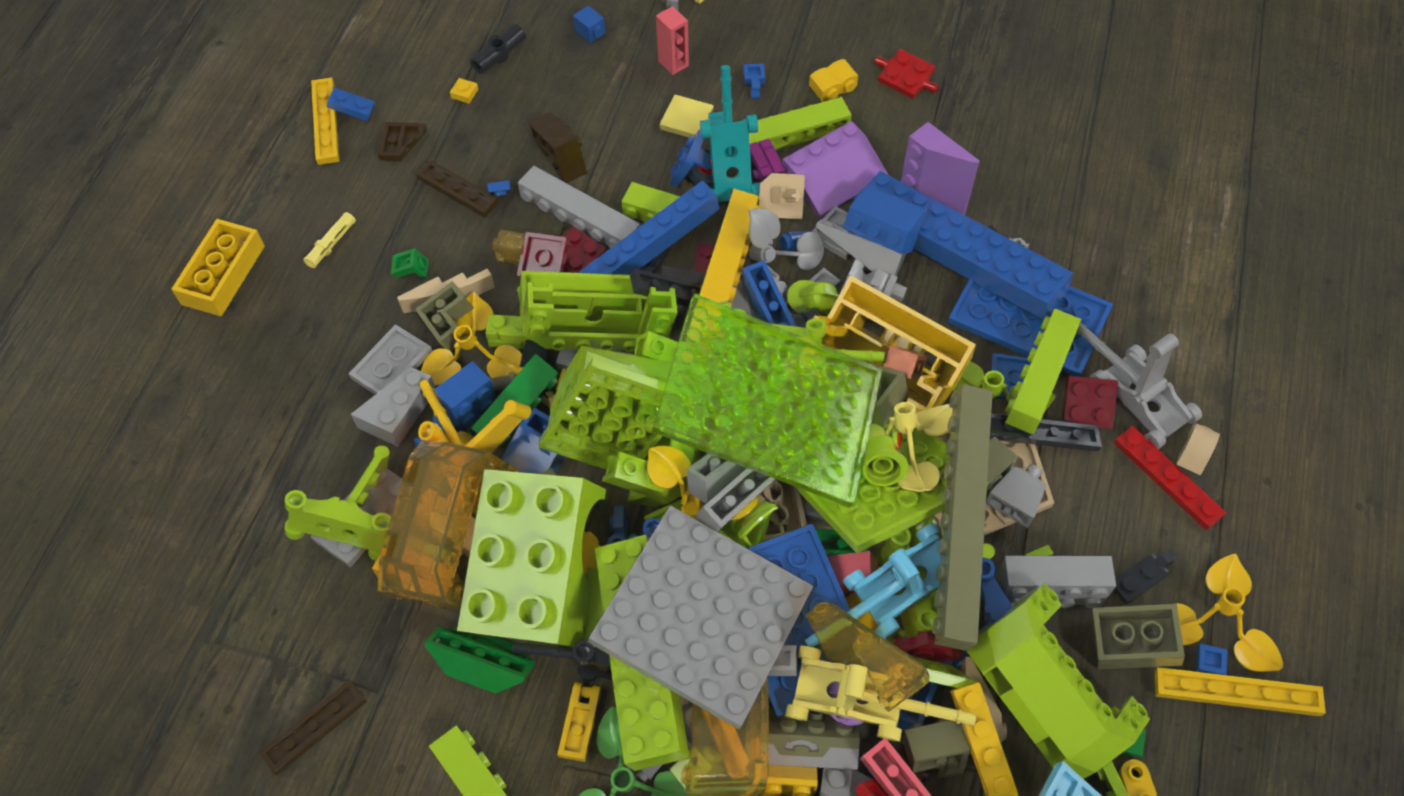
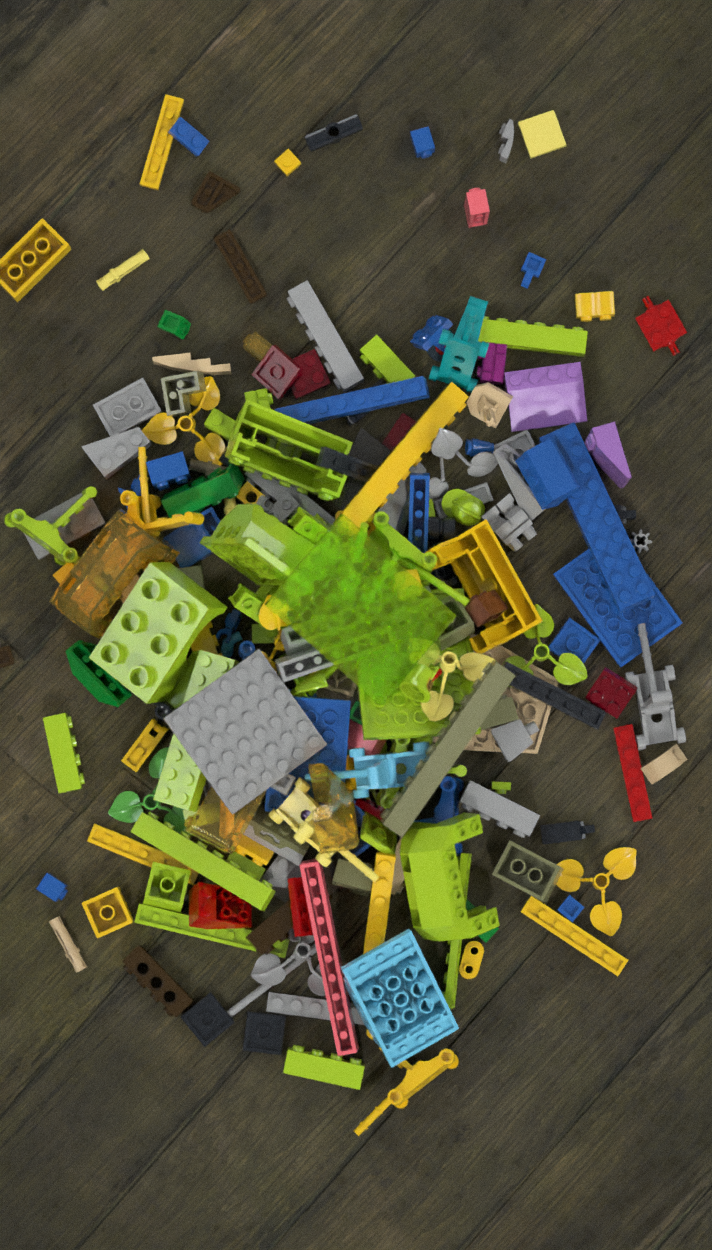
camera: 25 degrees right, 25 degrees up
(499, 188) = (273, 283): blue plate -> none
(561, 145) = (337, 264): dark brown wedge -> none
(685, 115) = (456, 281): light yellow tile -> none
(1042, 373) = (587, 657): lime brick -> none

